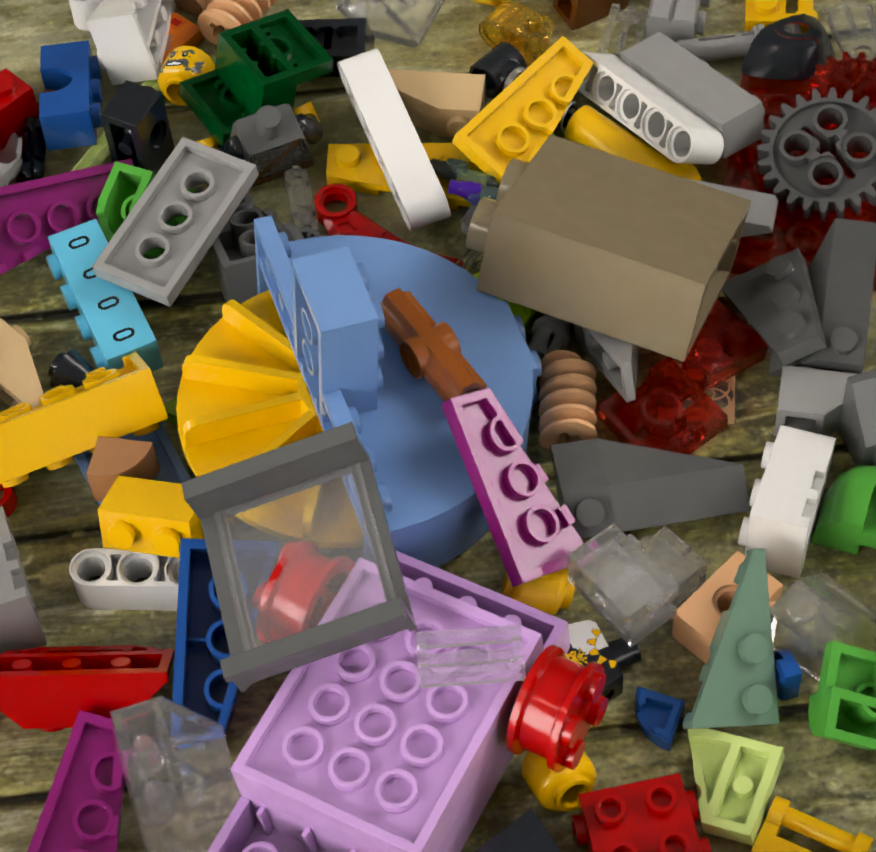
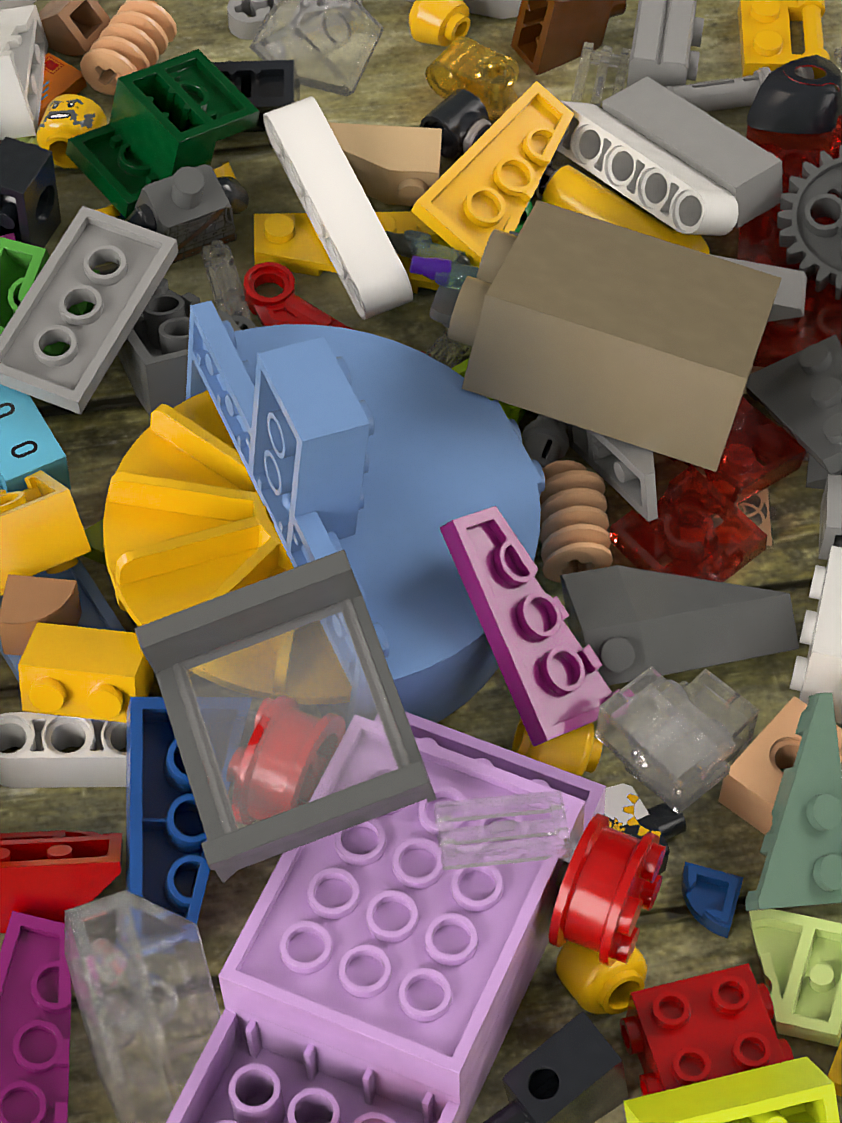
camera: 10 degrees left, 0 degrees up
(428, 347) = (418, 462): dark orange piece -> none

